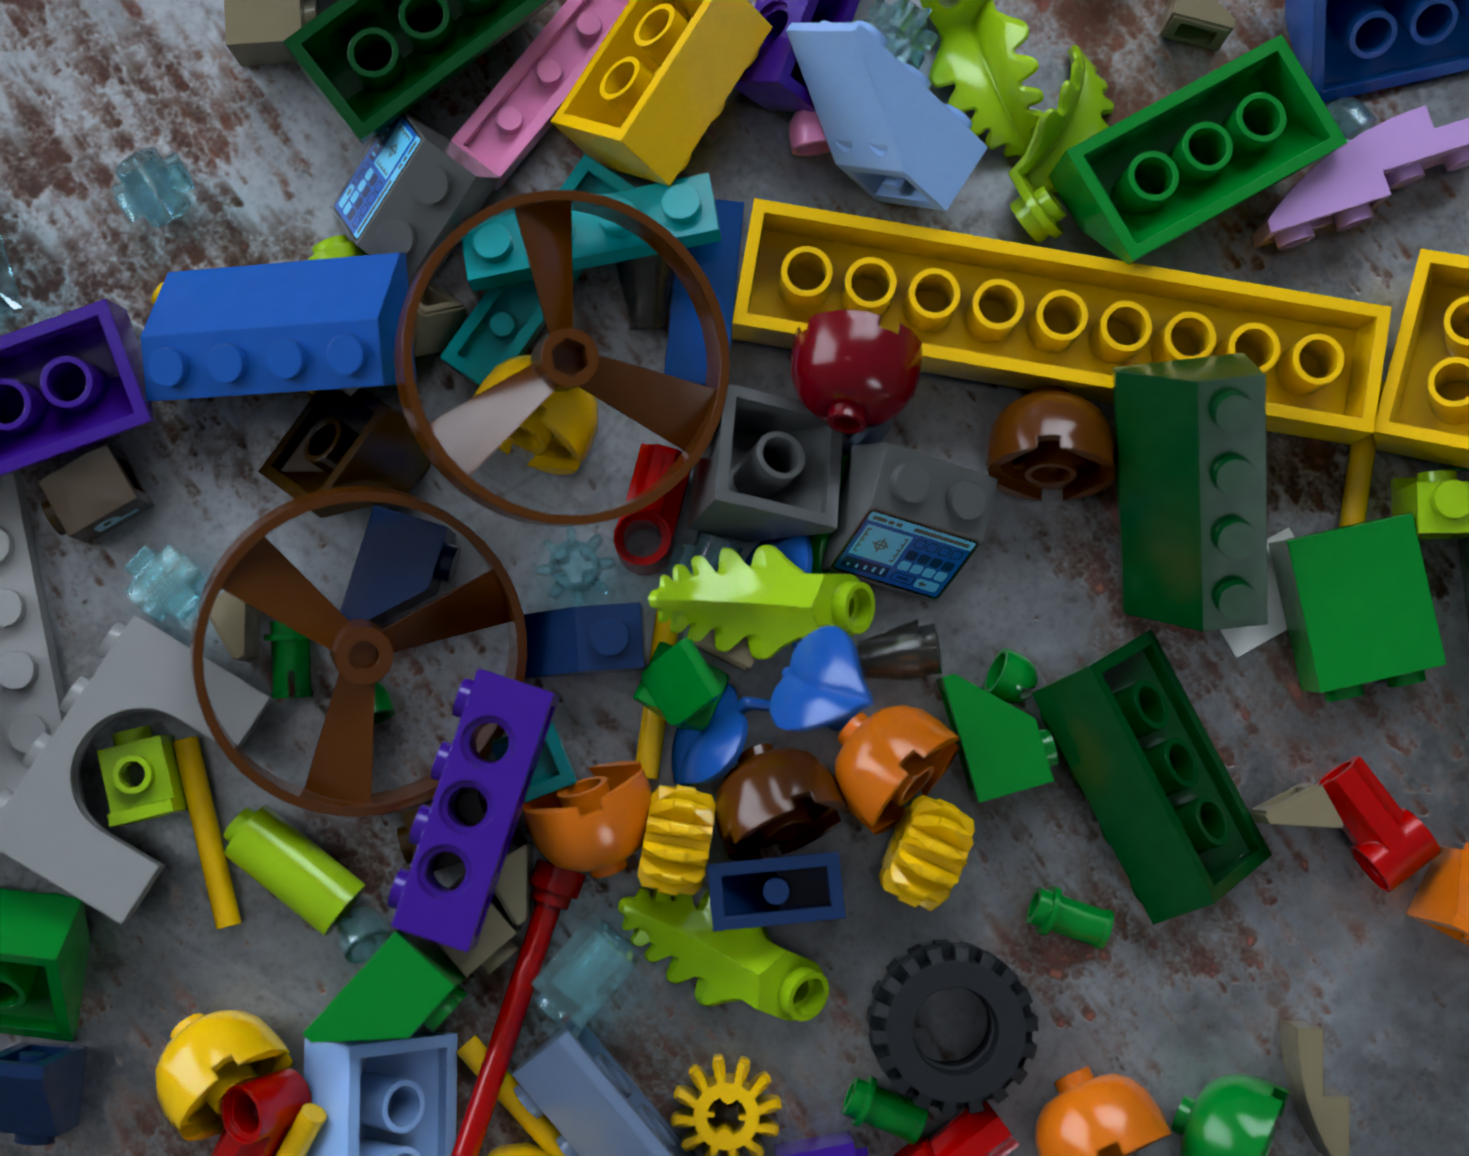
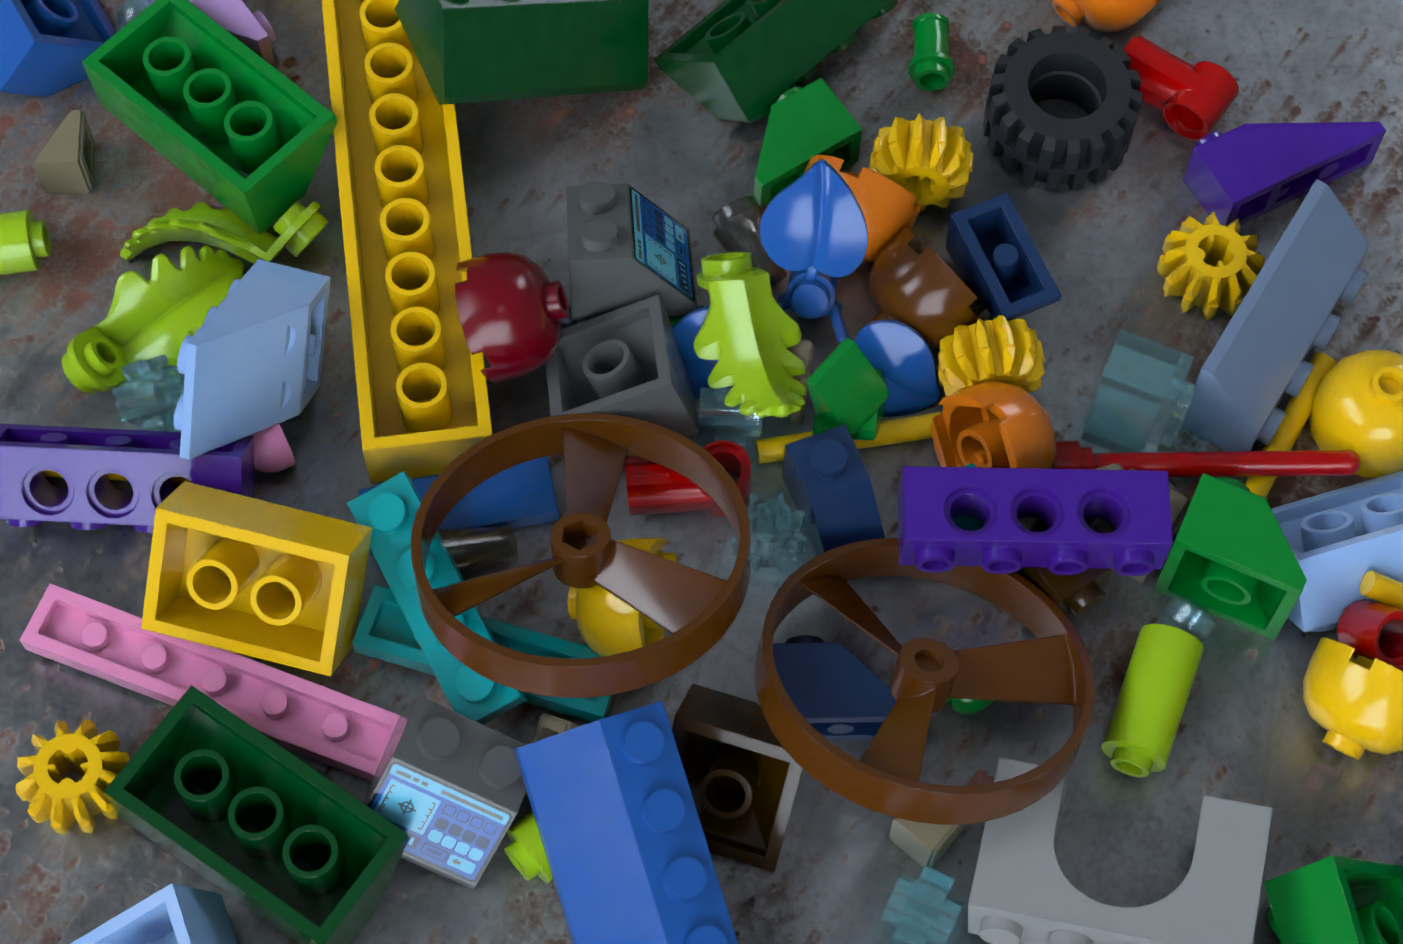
camera: 105 degrees left, 20 degrees down
(162, 787) = (1145, 855): lime brick -> none
(206, 832) = (1149, 802): yellow bar -> none
(289, 653) = (960, 766): green pin -> none
(726, 962) = (1076, 325): lime plant -> none
(883, 1110) = (1155, 161): green pin -> none
(1011, 676) = (746, 156): green hinge -> none
(1051, 444) = (516, 158): reddish brown cylinder -> none

